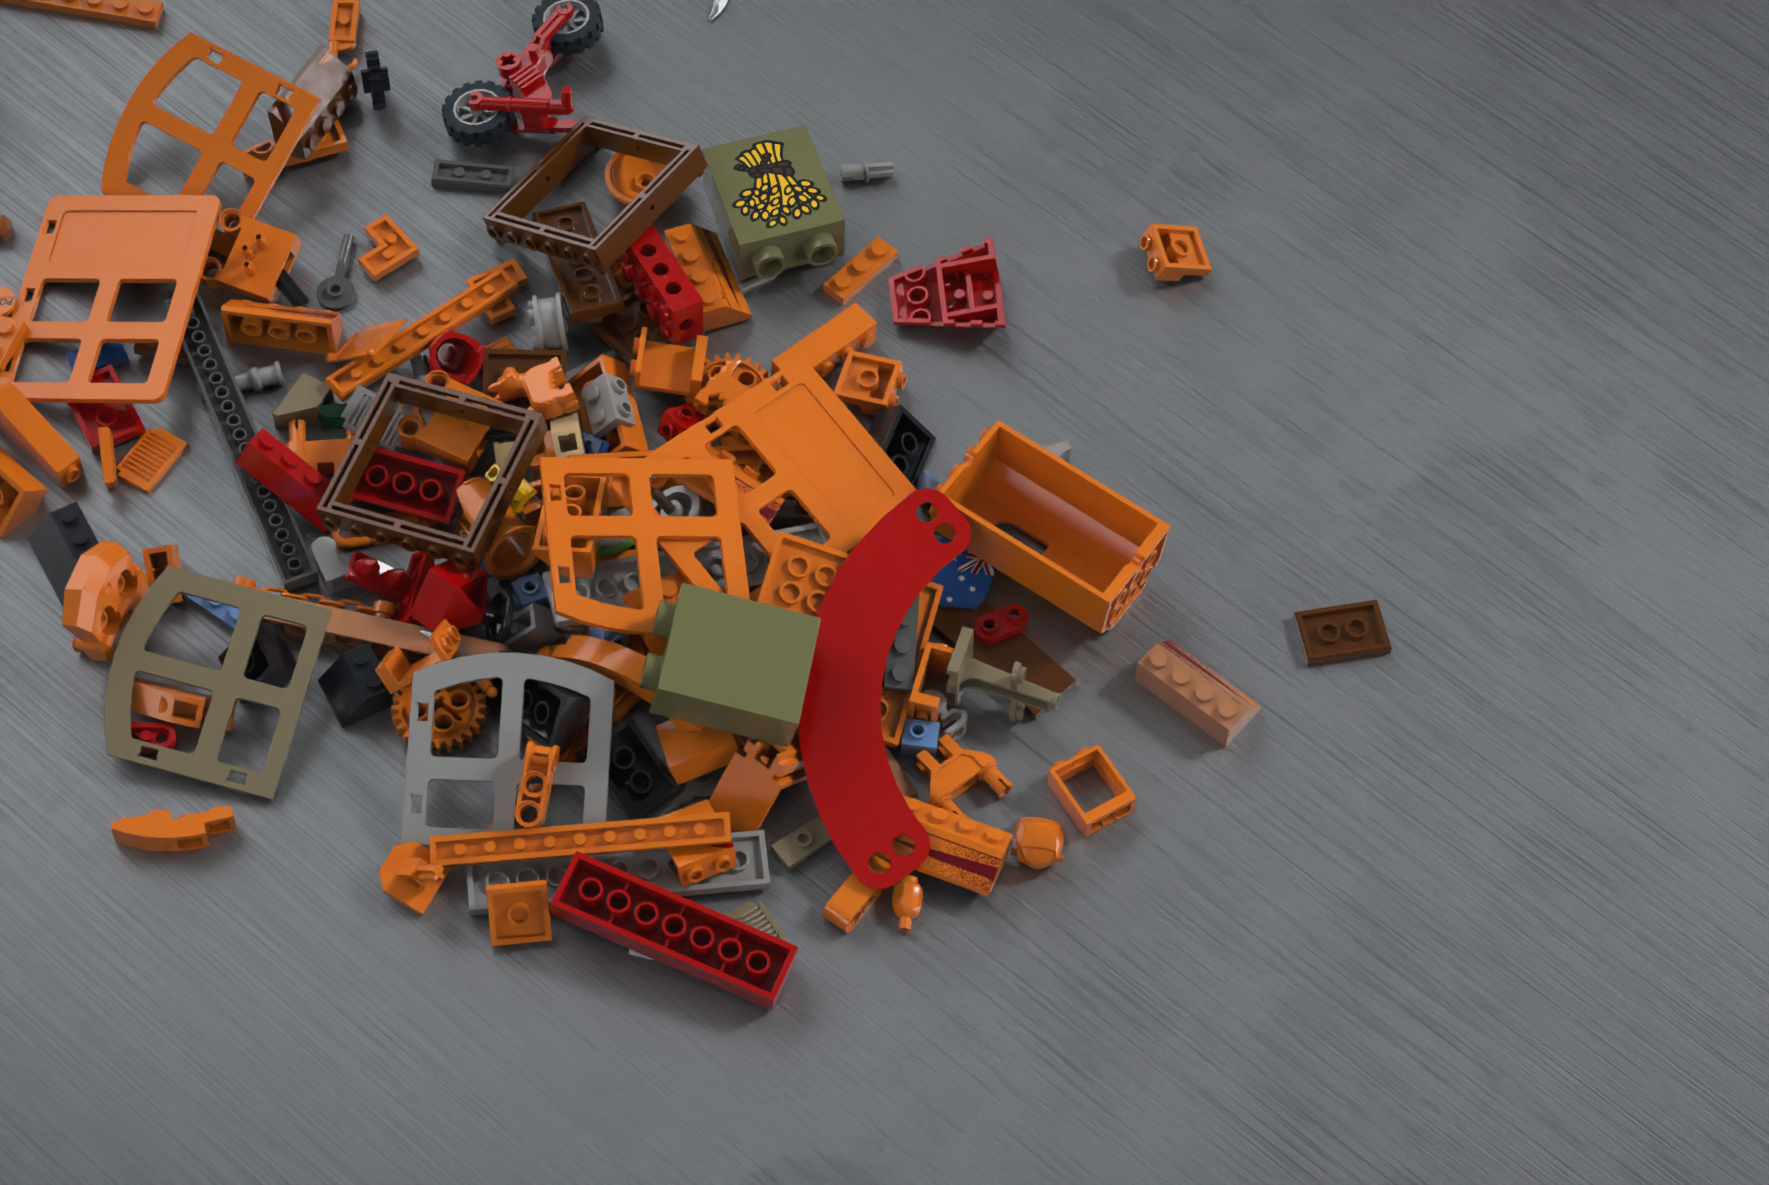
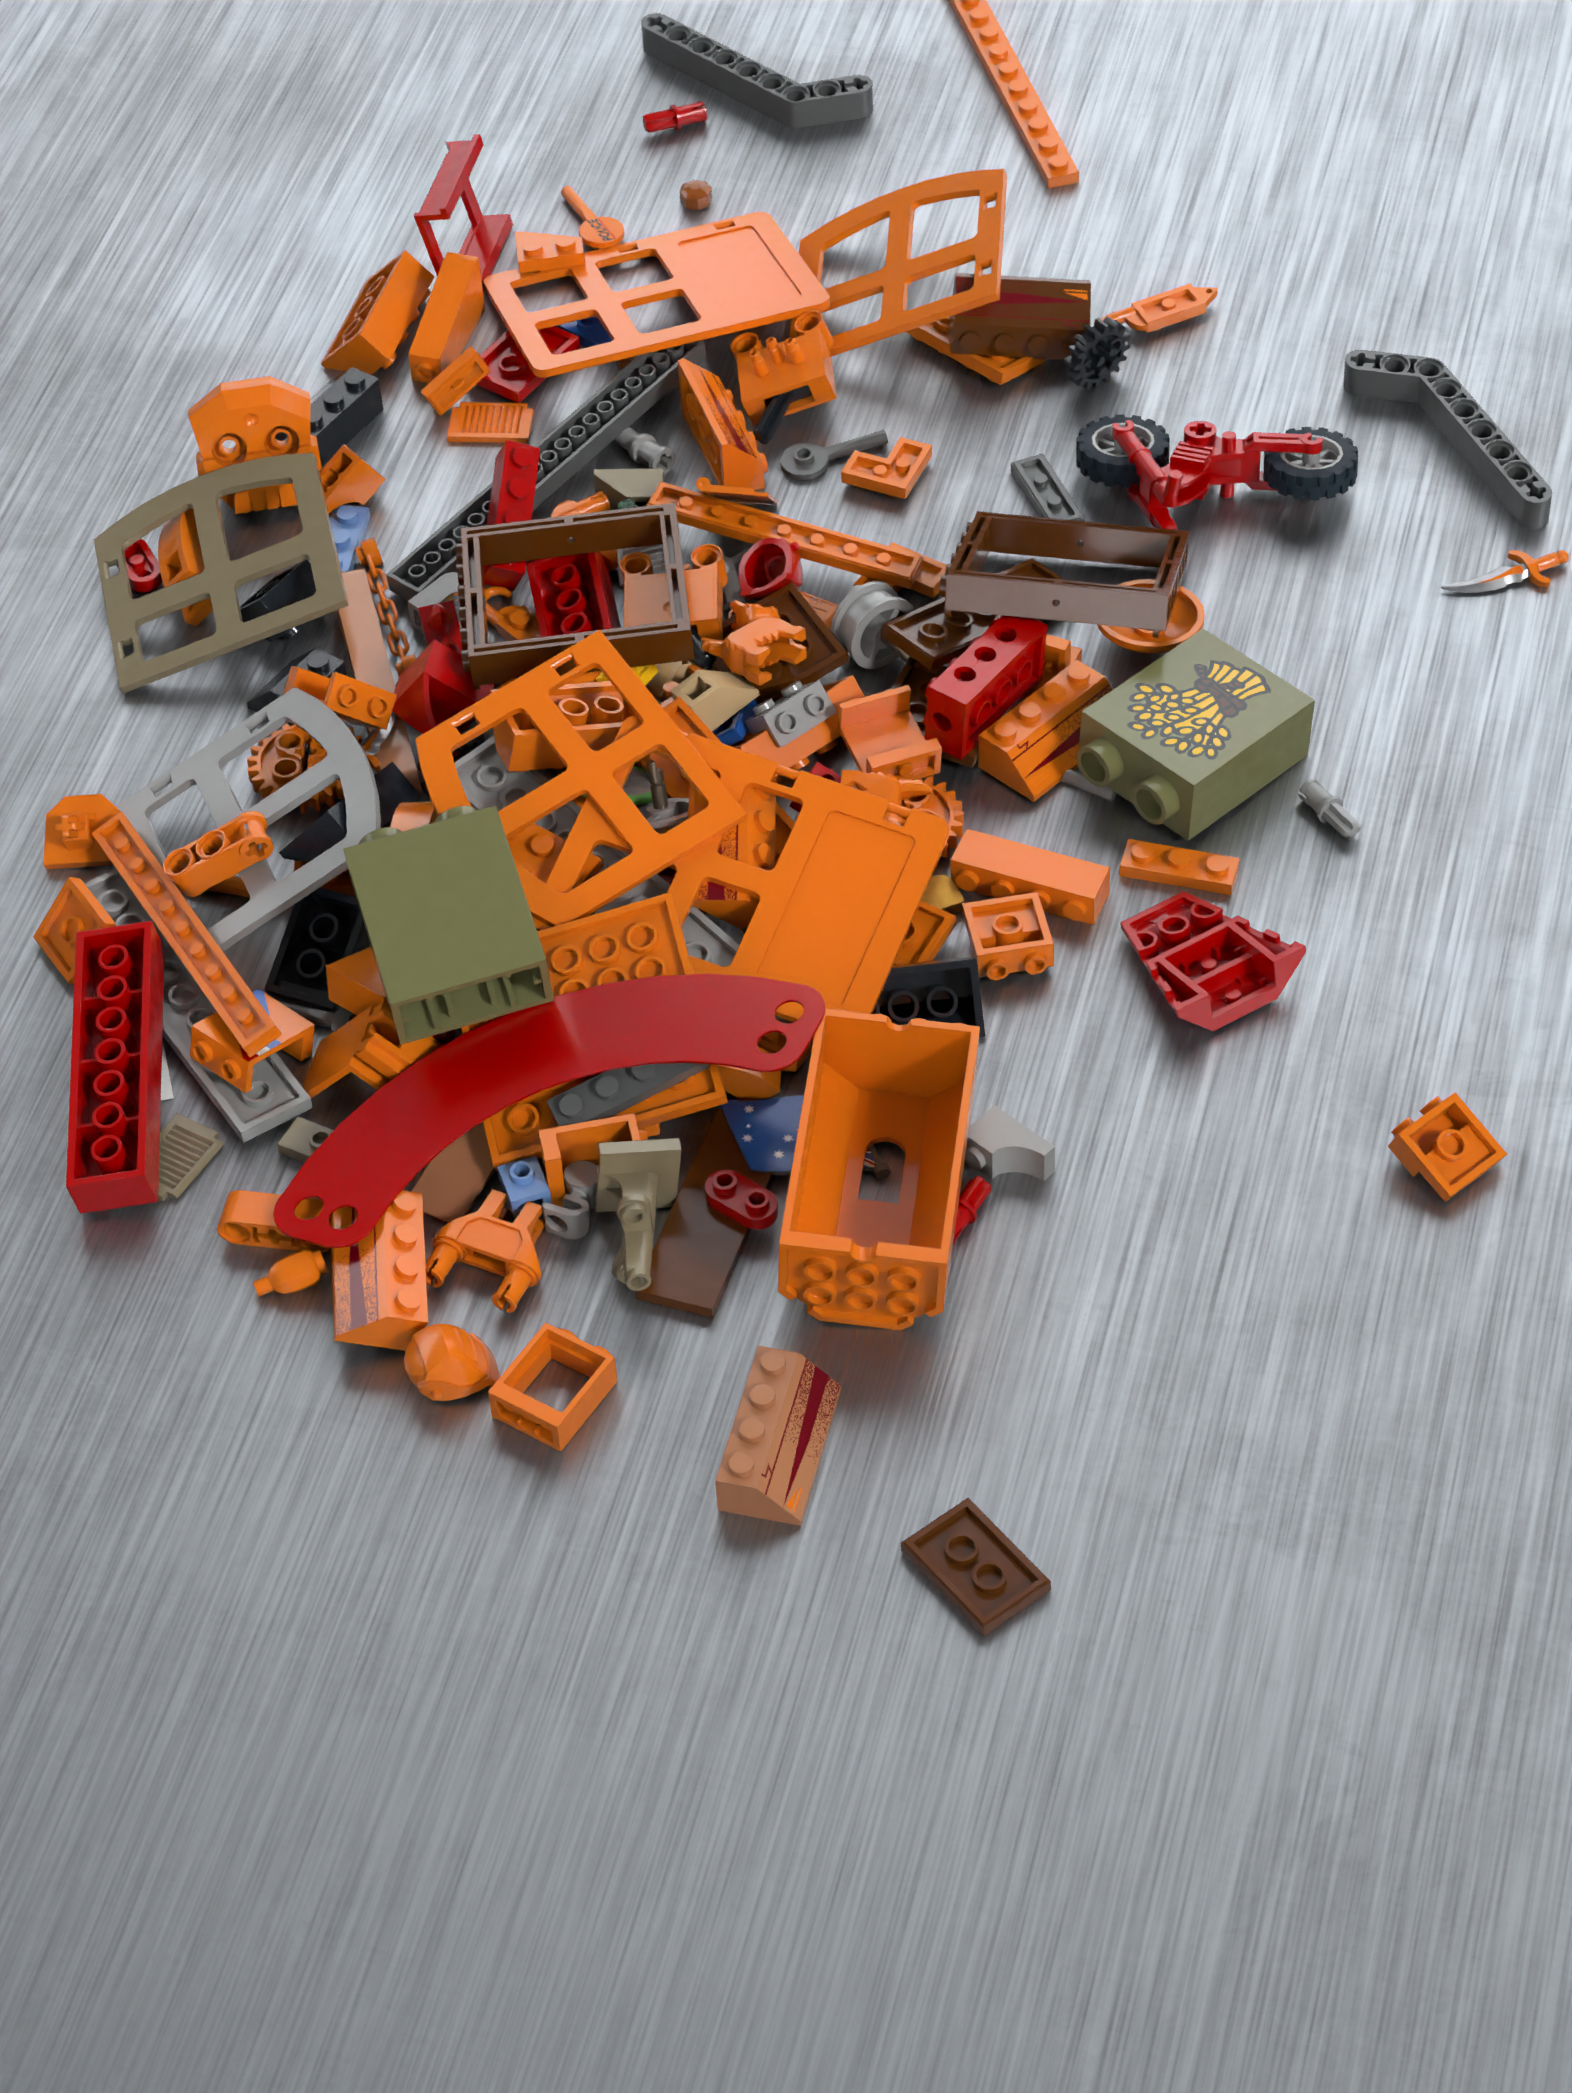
camera: 70 degrees right, 10 degrees down
(162, 833) = (36, 635): orange slope -> none

